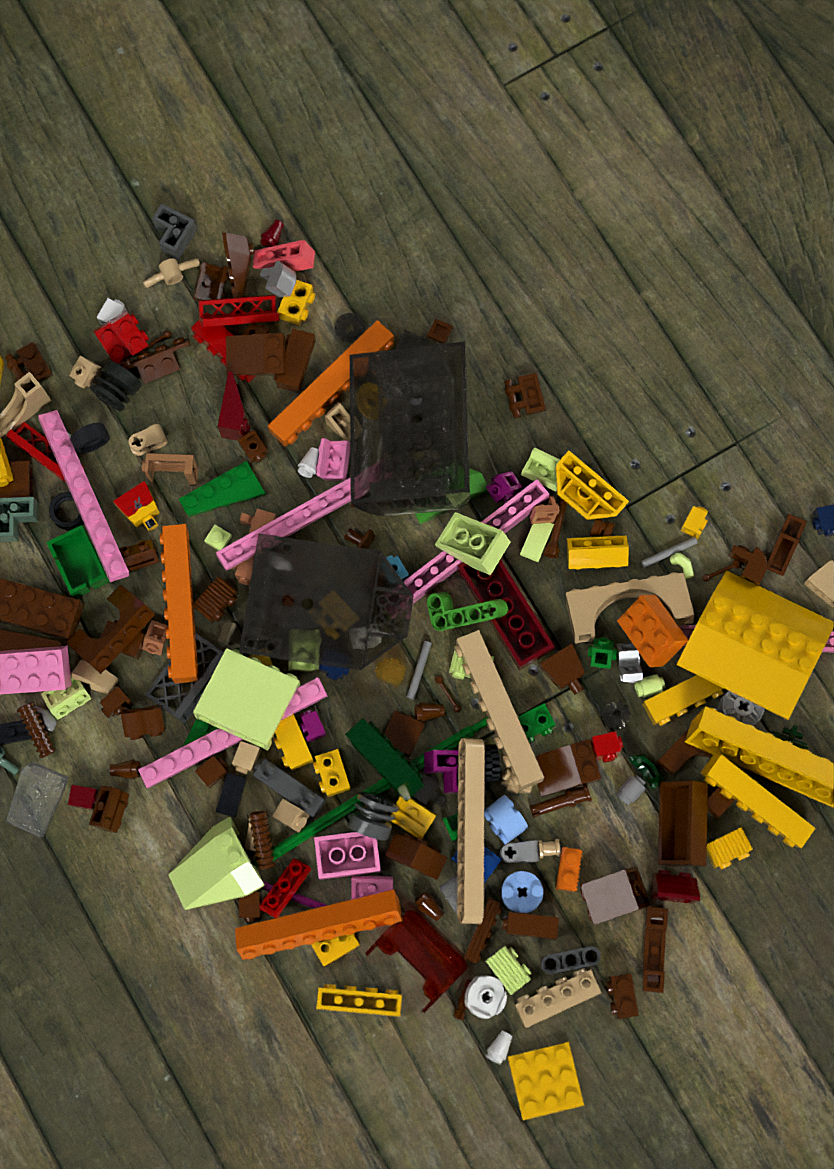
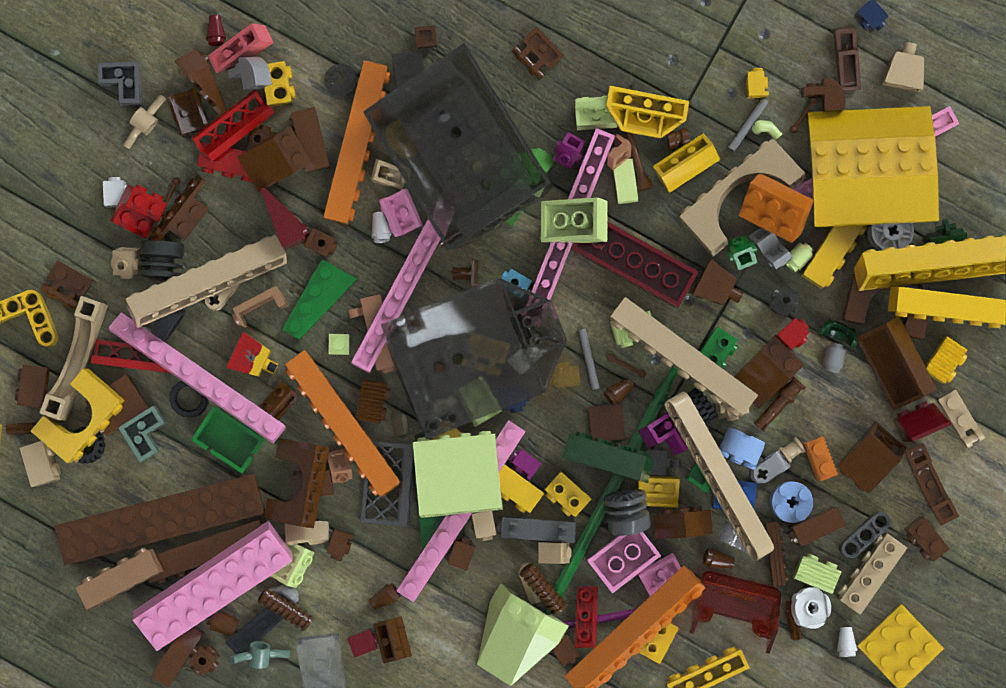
camera: 40 degrees left, 10 degrees up
(139, 420) = (206, 280): none -> tan brick
(143, 721) = (375, 546): reddish brown brick -> none
(231, 795) = (490, 564): black tile -> none
(468, 613) = (605, 285): bright green beam -> none
(713, 907) = (960, 418): none -> tan plate

